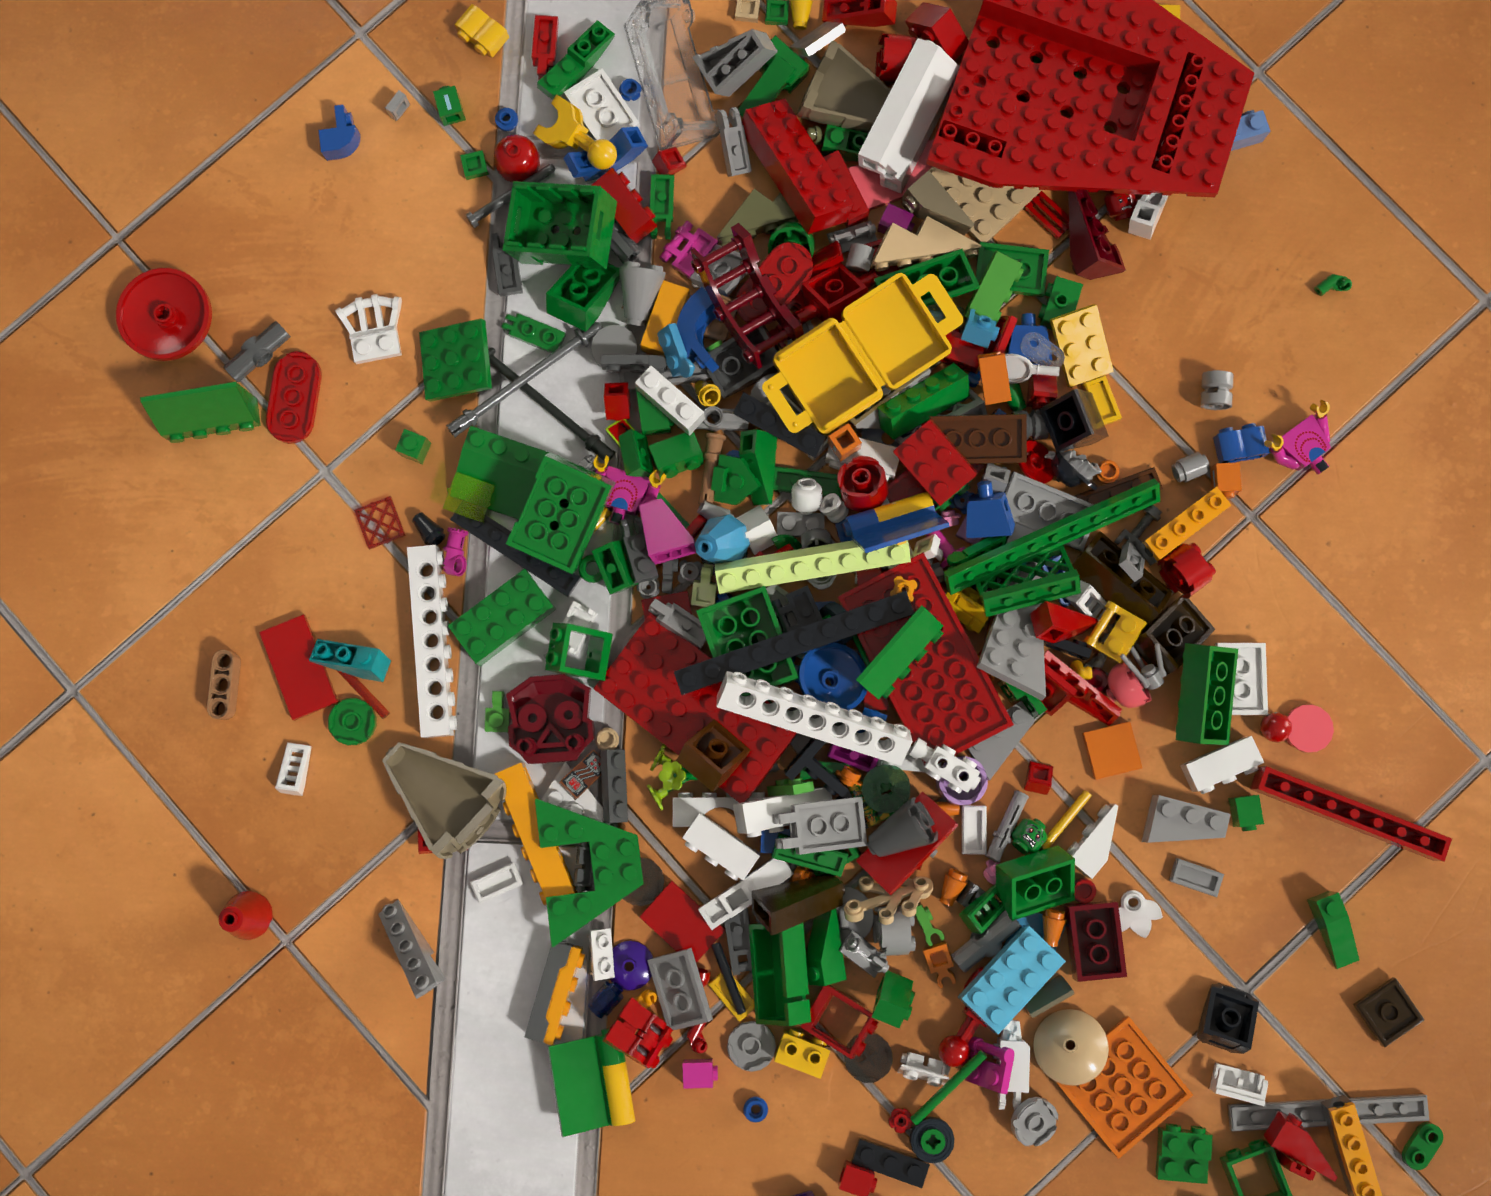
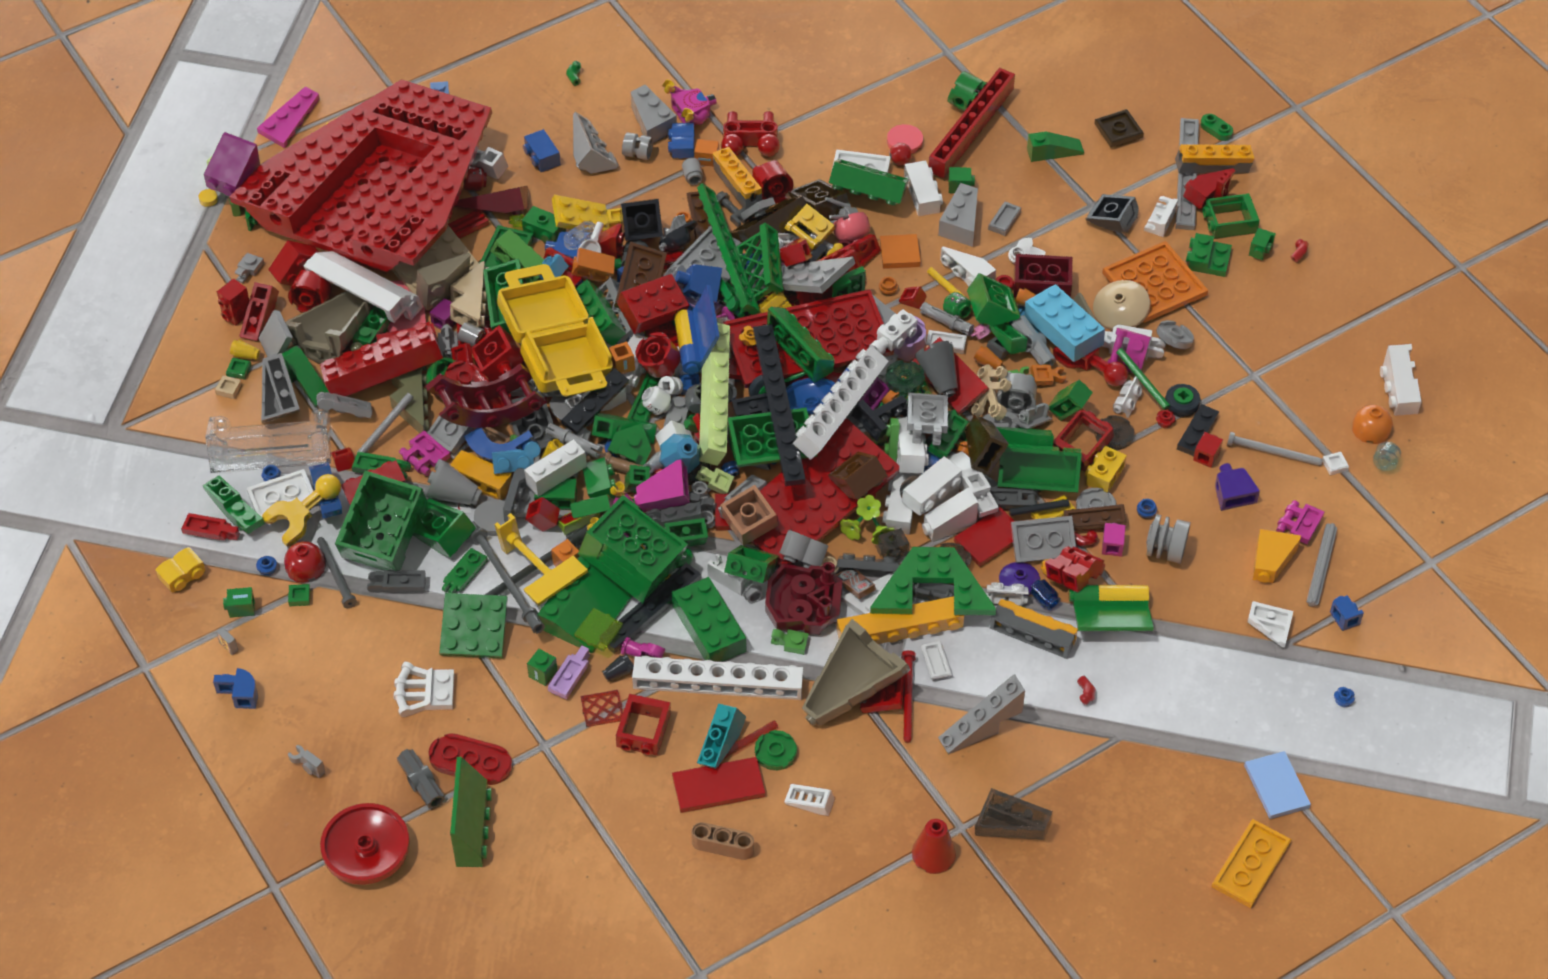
camera: 85 degrees left, 30 degrees down
(259, 233) = (310, 762): none -> light grey plate
(291, 999) = (1012, 818): none -> clear smoke wedge
(380, 576) = (647, 707): none -> red window
(413, 478) = (569, 673): none -> lavender hinge
(477, 1066) = (1088, 690): none -> red arm
(494, 851) = (908, 656): none -> red bar
(515, 433) = (553, 579): none -> yellow piece
(564, 440) = (563, 552): none -> orange brick
(610, 708) = (803, 549): none -> light grey brick
(638, 636) = (749, 515): none -> nougat brick
(644, 810) = (893, 544): none -> clear smoke brick
(683, 497) = (635, 476): none -> green brick
(692, 873) = (951, 516): none -> white slope
(700, 1148) = (1168, 538): none -> light grey wheel
(715, 195) = (386, 423): none -> light grey bar
(720, 410) = (566, 436): none -> light grey pin
(726, 1048) = (1096, 516): none -> reddish brown tile
(1049, 744) = (888, 285): none -> orange plate
(1064, 270) = (516, 220): none -> clear neon green plate
(1186, 274) = (541, 150): none -> blue brick
(1200, 333) = (589, 148): none -> light grey wedge
(1270, 528) = (751, 133): none -> red piece
(1275, 397) = (651, 113): none -> light grey wedge
(1402, 800) = (965, 91): none -> green brick

